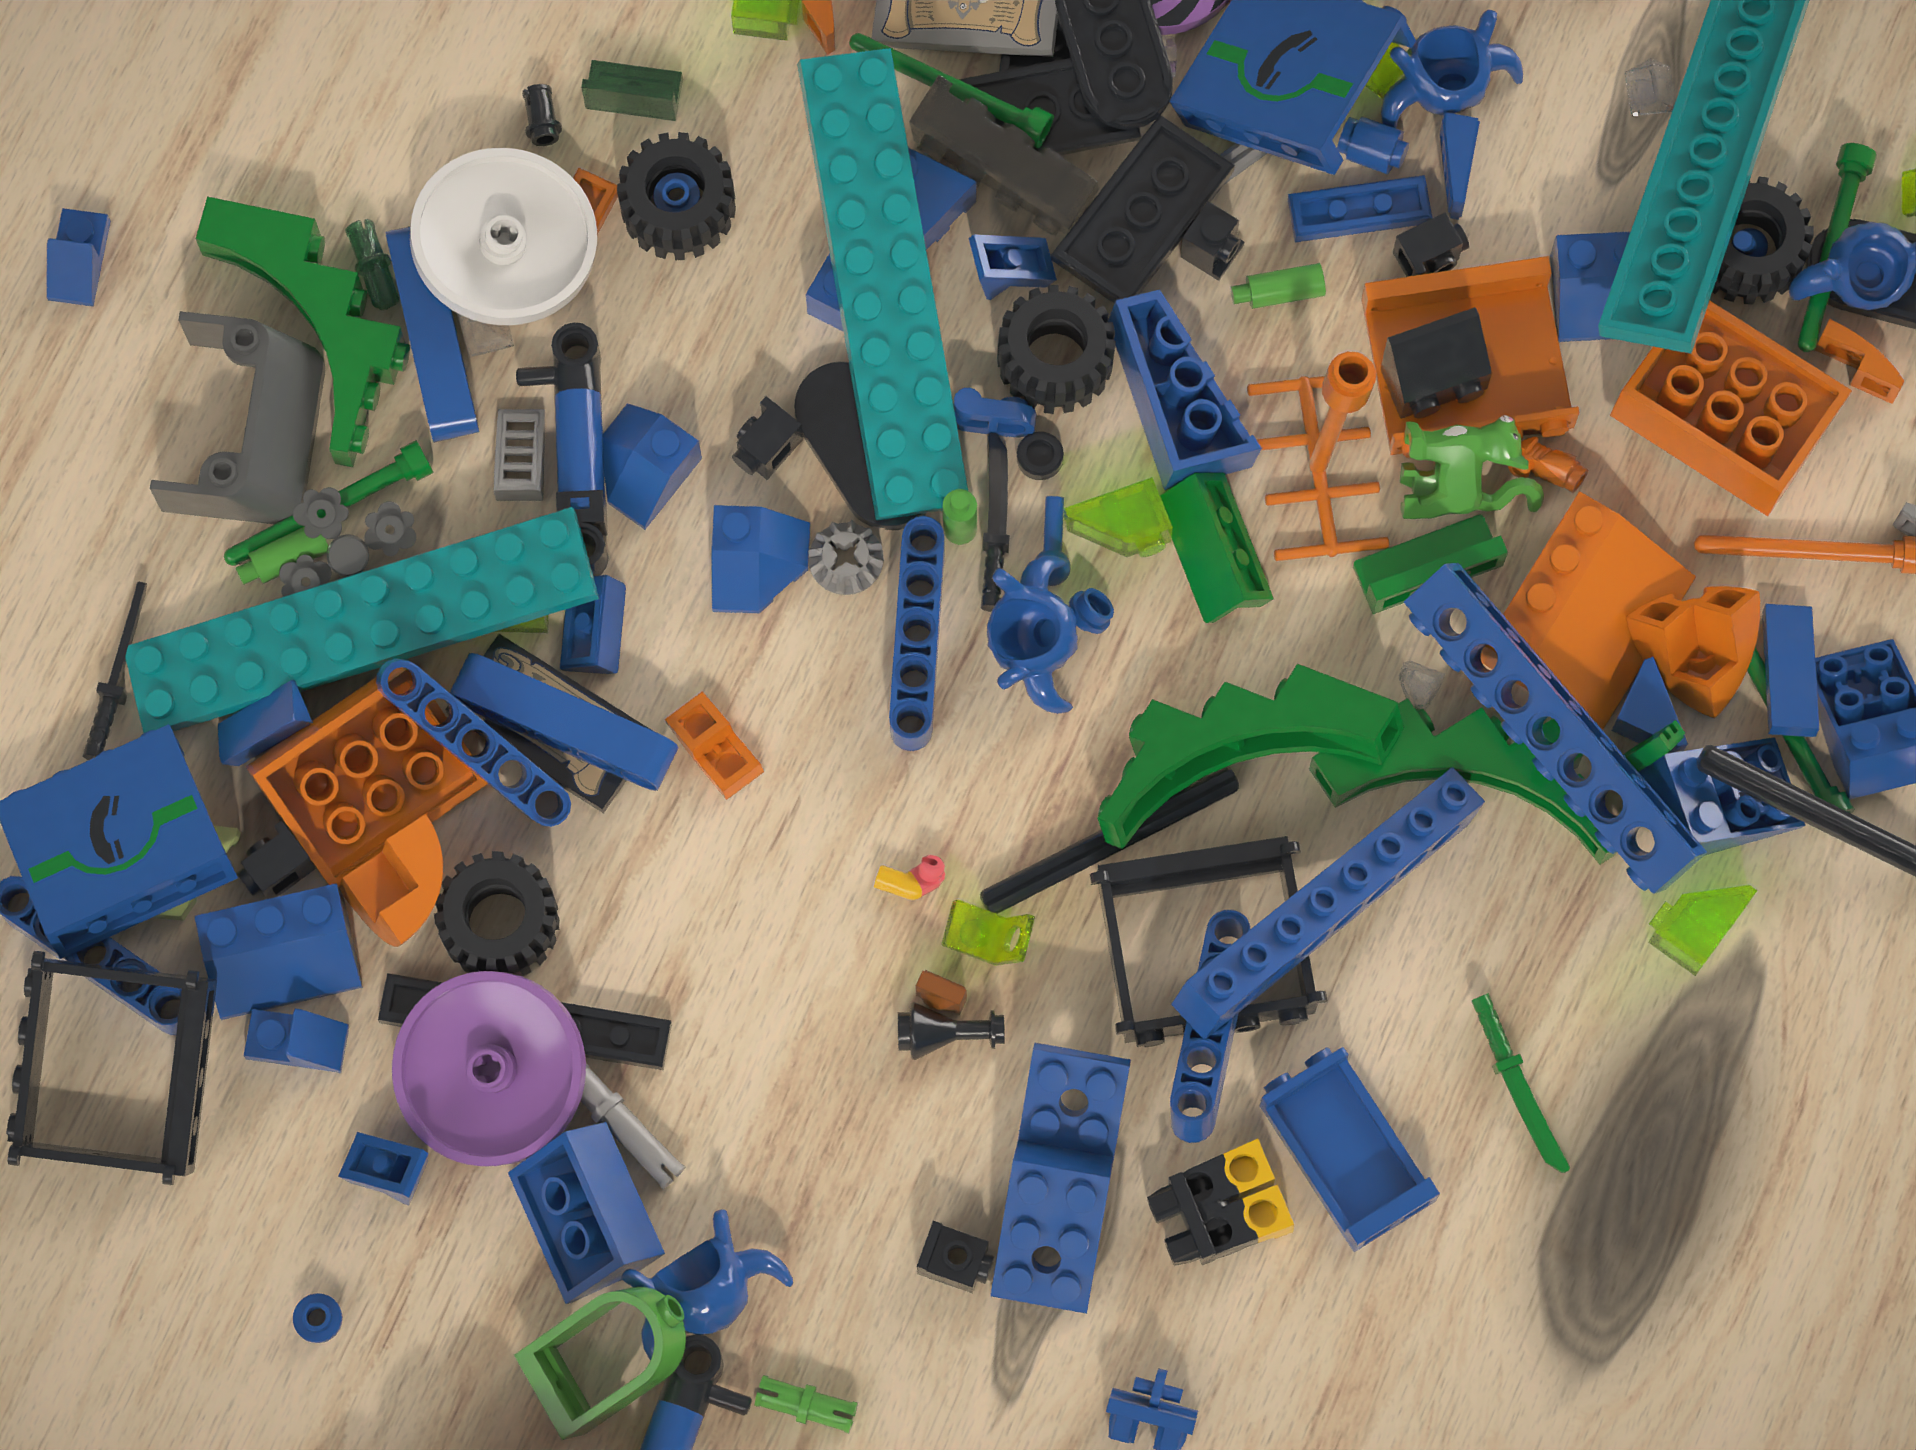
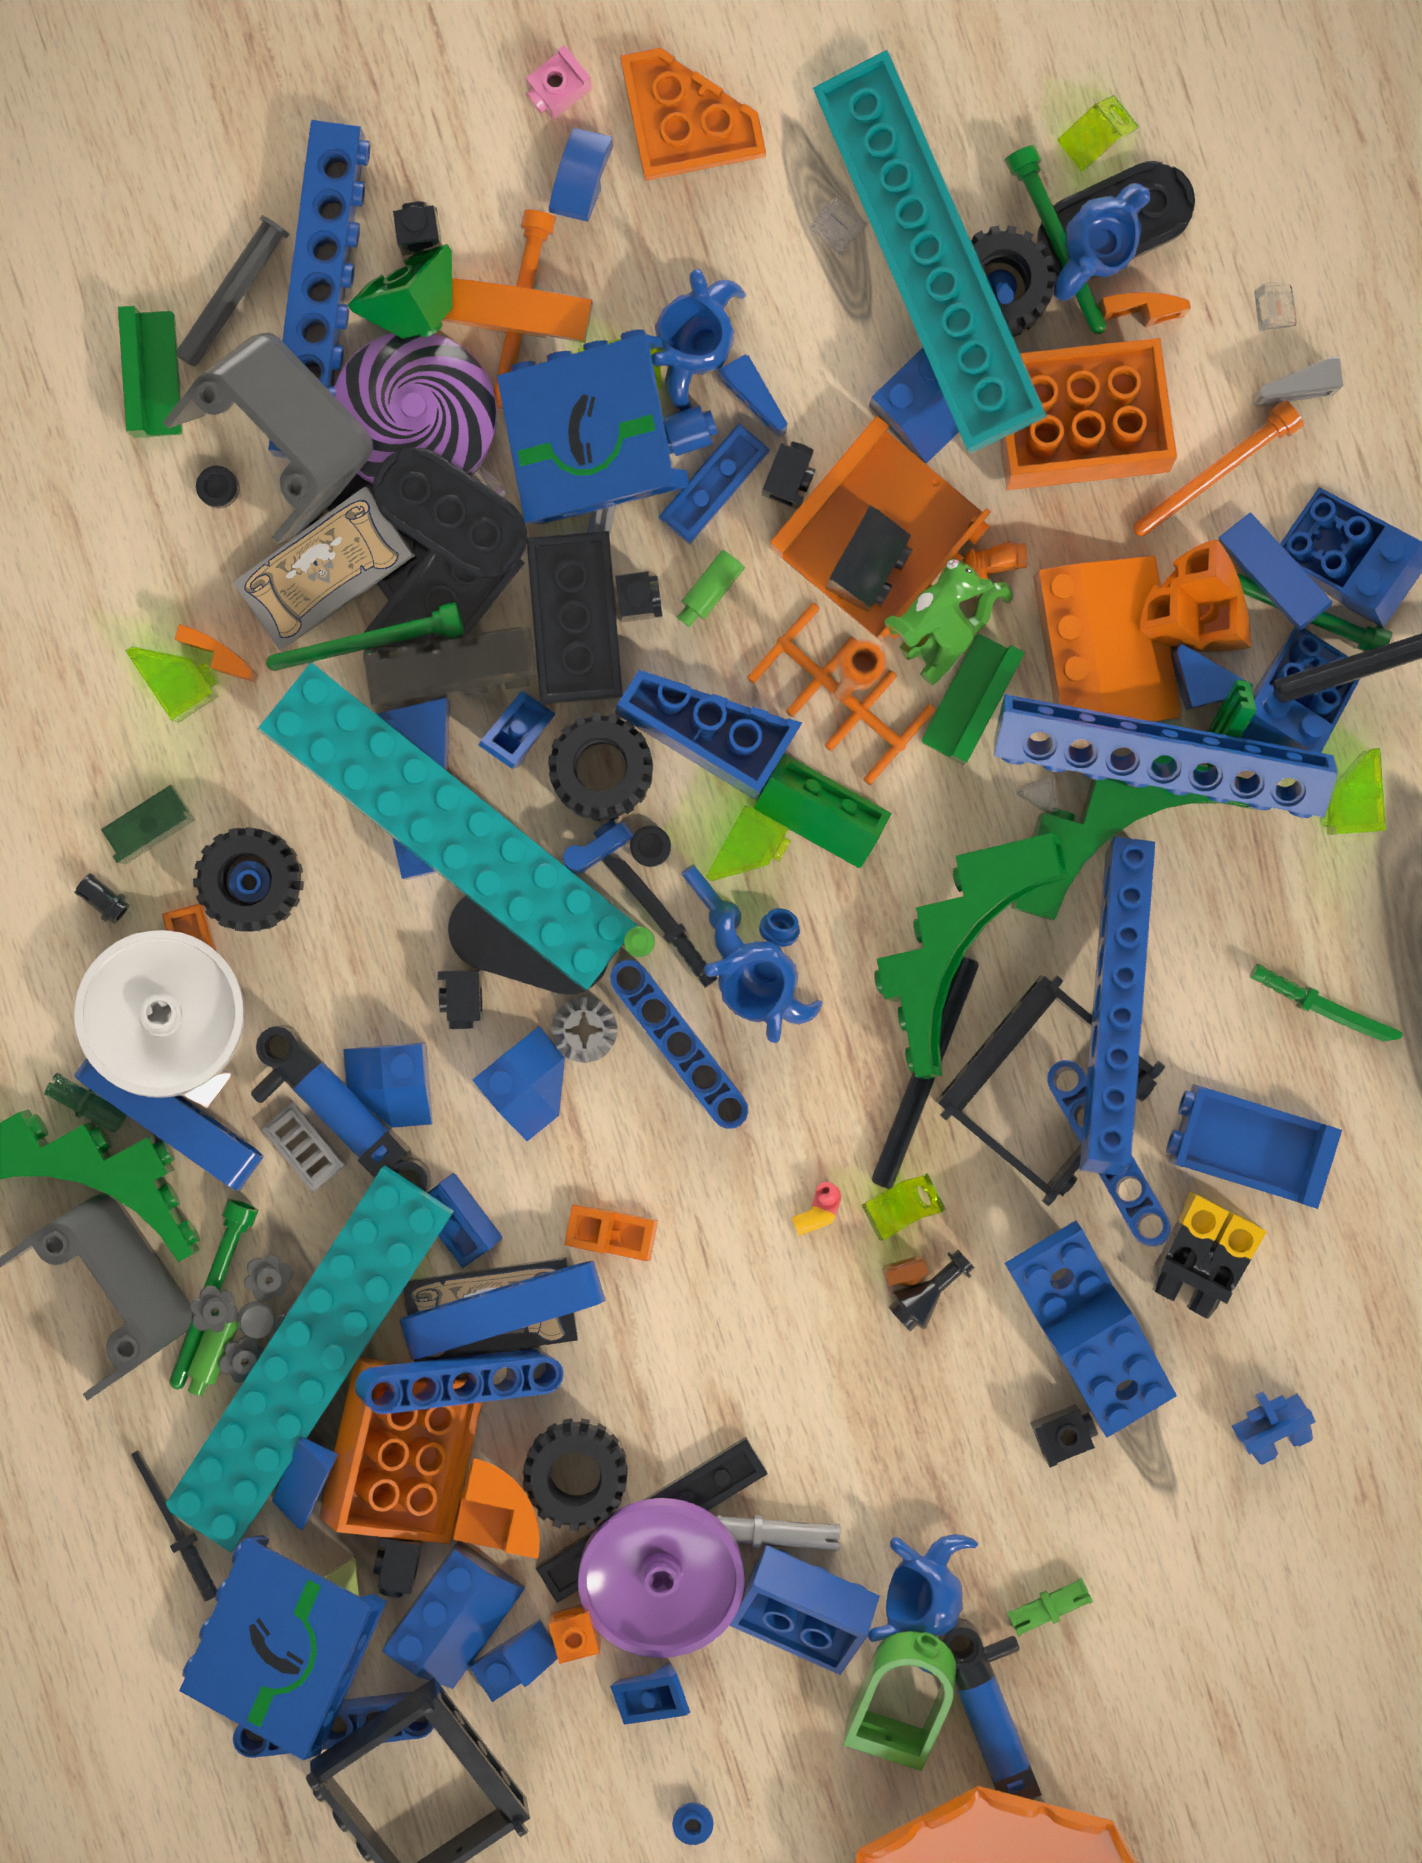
camera: 40 degrees left, 15 degrees up
(368, 1054) = (574, 1634): none -> orange brick

